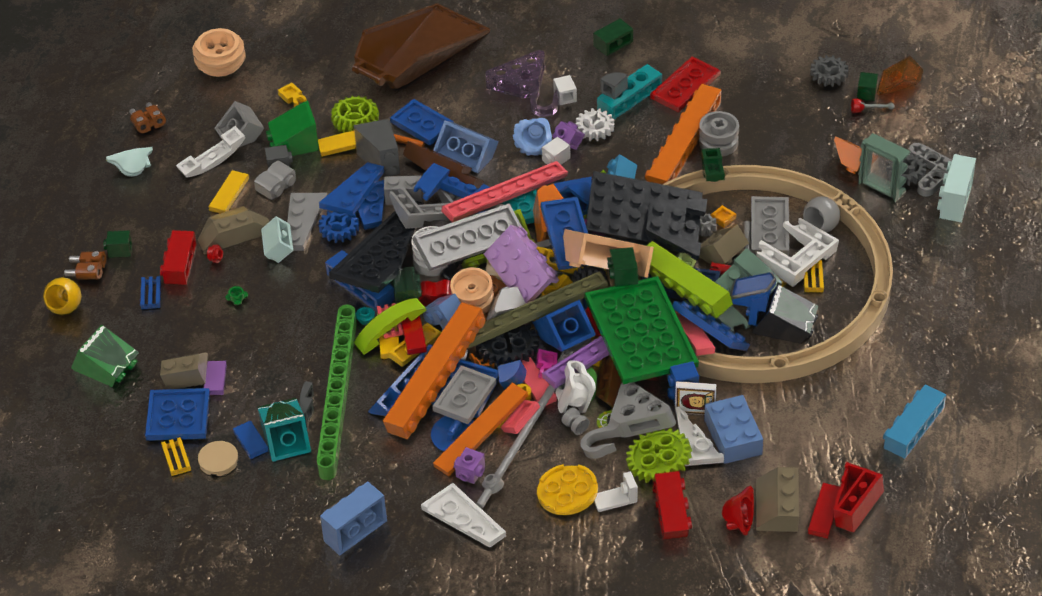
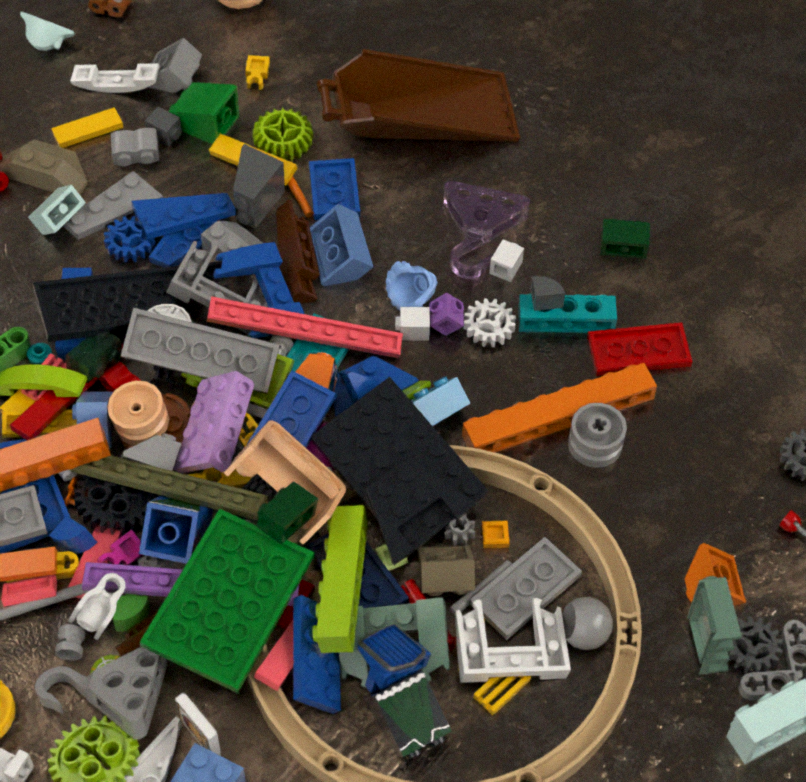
camera: 40 degrees right, 10 degrees up
(681, 373) = (209, 696): blue brick -> none
(712, 164) = (531, 468): dark green brick -> none

